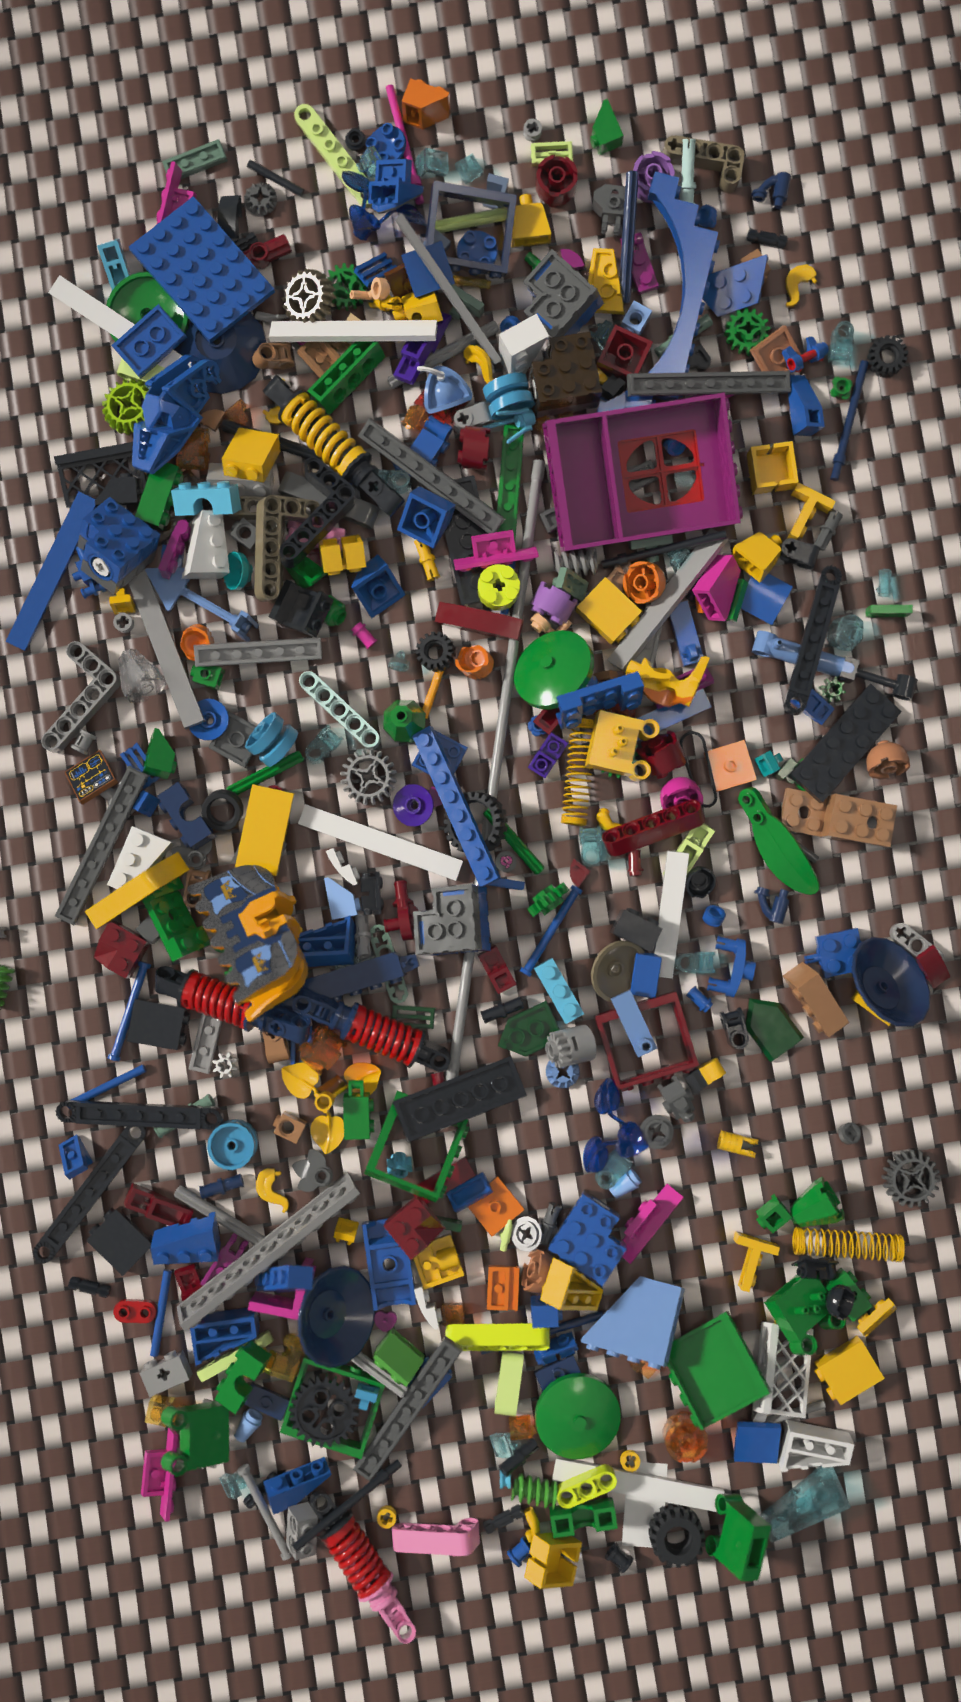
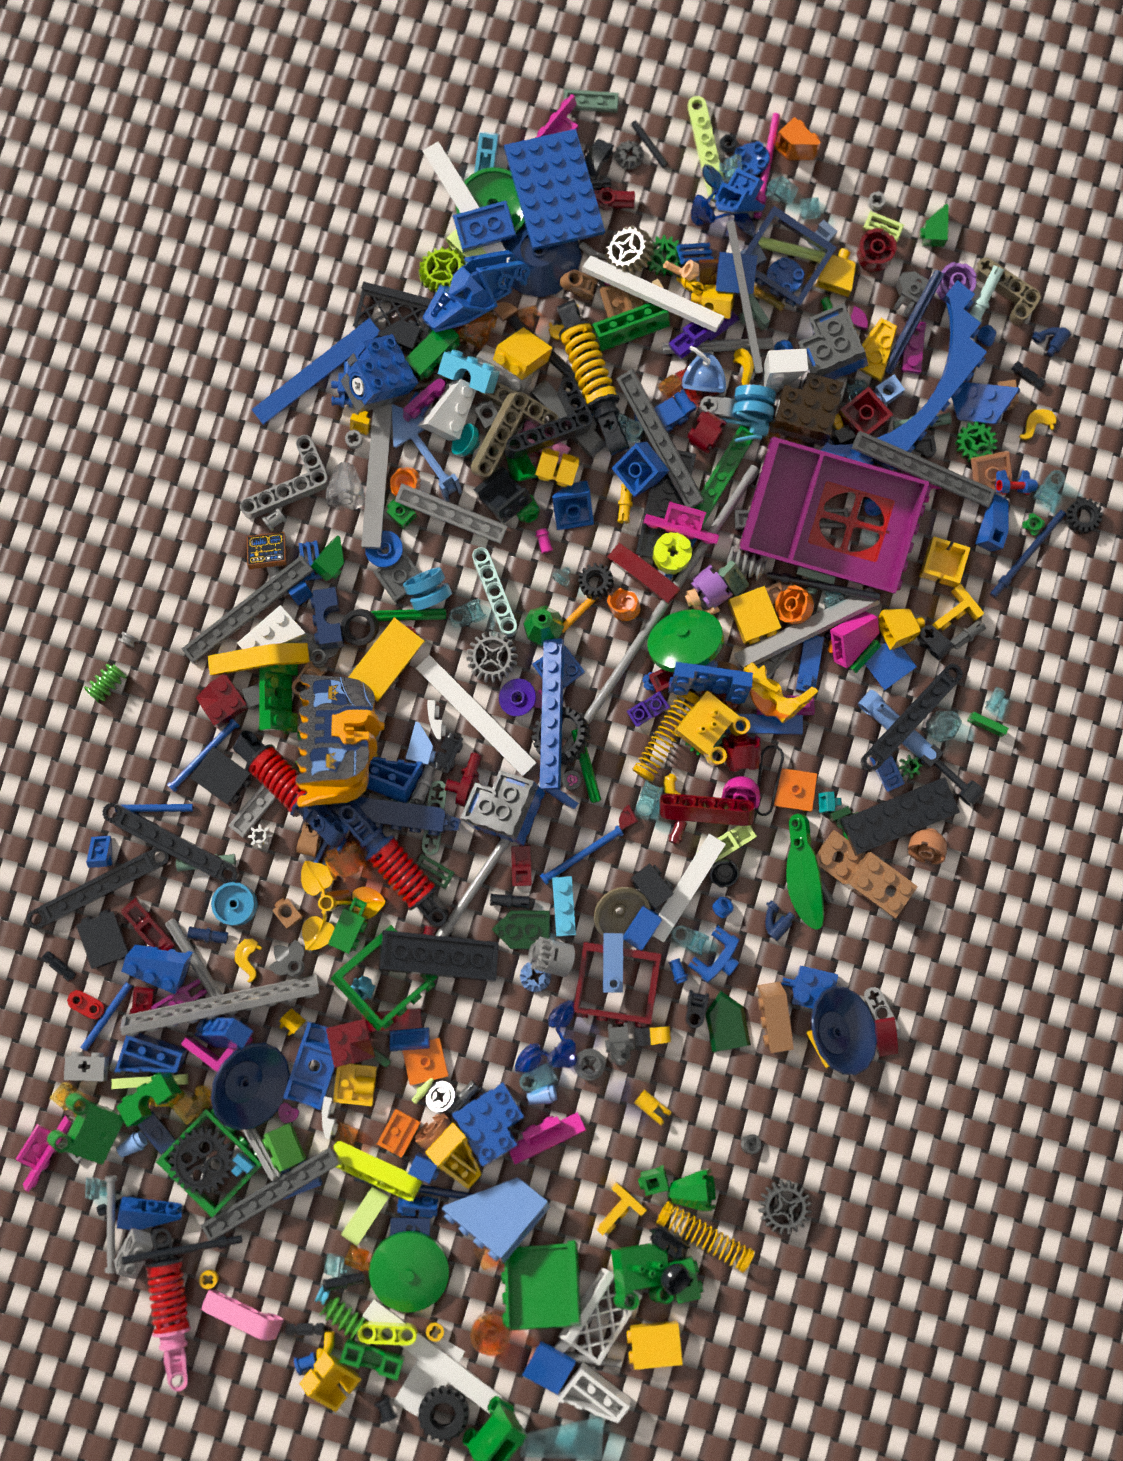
camera: 25 degrees right, 5 degrees down
(548, 899) = (591, 826): green gear -> none
(882, 1311) = (697, 1311): yellow plate -> none

